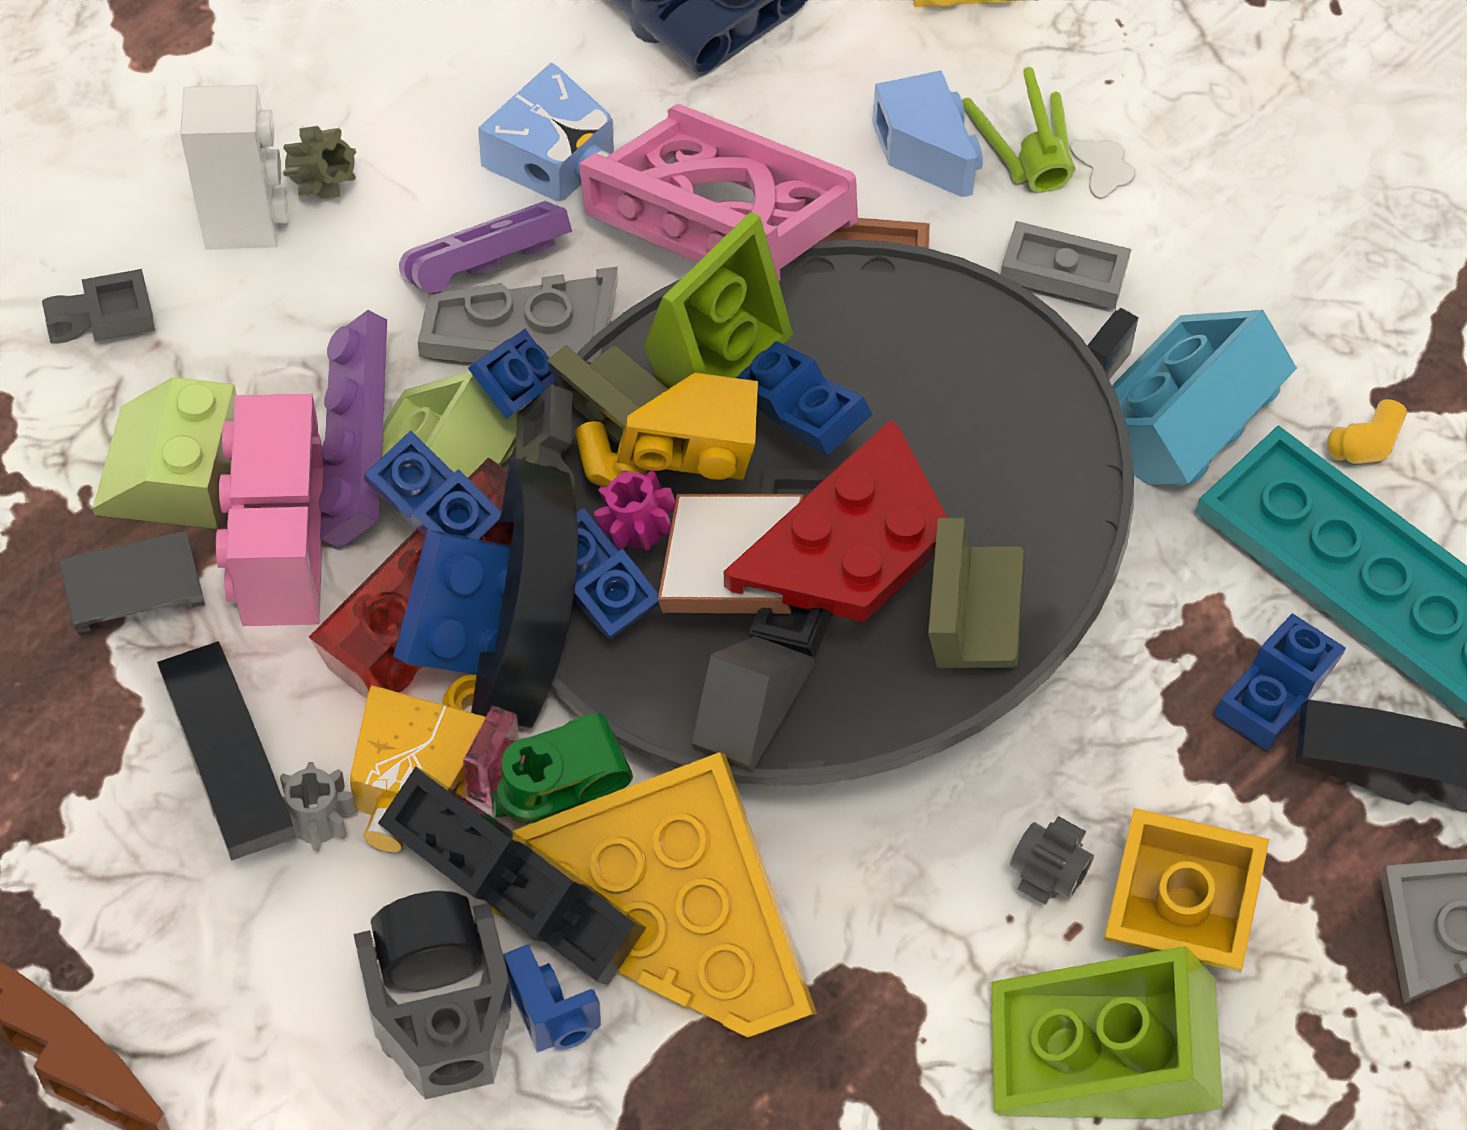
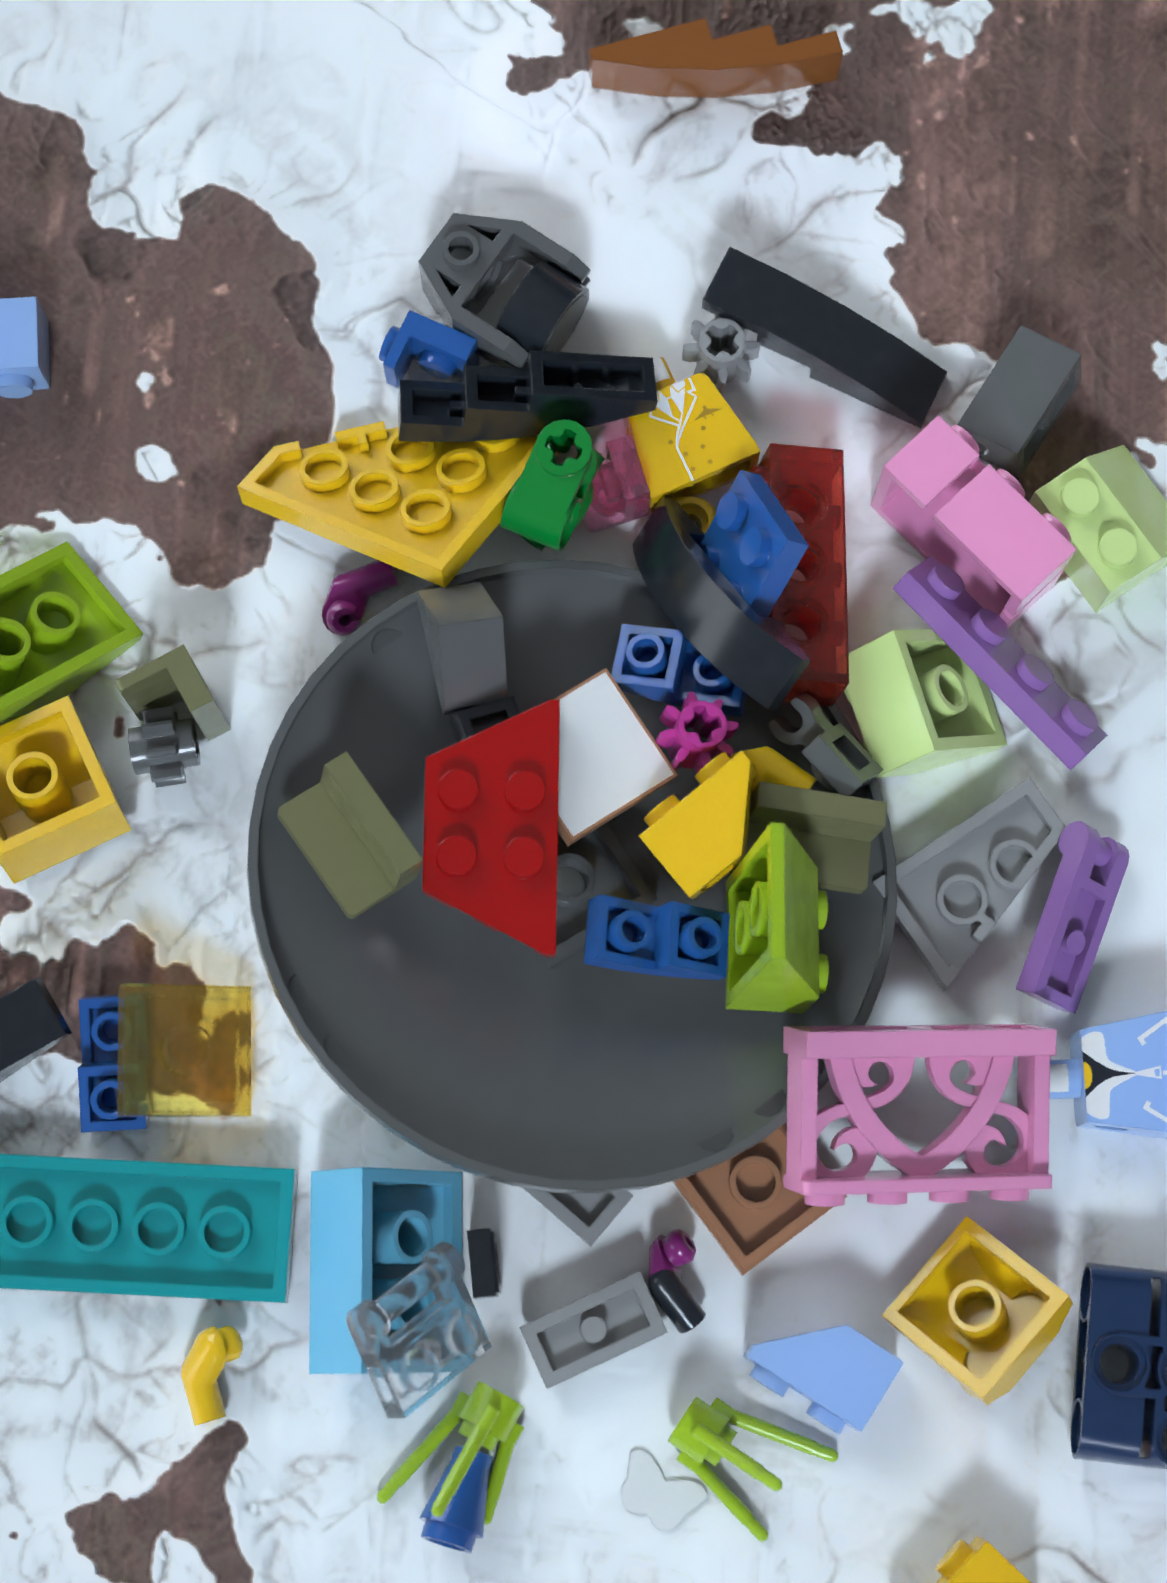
camera: 140 degrees right, 20 degrees up
(429, 492) = (849, 609): blue slope -> none
(513, 373) = (913, 782): blue slope -> none
(795, 85) = (979, 1312): none -> yellow slope
(803, 866) = (350, 594): none -> magenta arm
(989, 243) = (666, 1280): none -> arm
(1010, 884) = (169, 681): none -> olive panel
(1180, 324) = (431, 1345): none -> clear plate
(1191, 265) = (487, 1419): none -> lime plant
(1219, 635) = (184, 1051): none -> clear yellow tile
(1252, 238) = (465, 1514): none -> blue cone

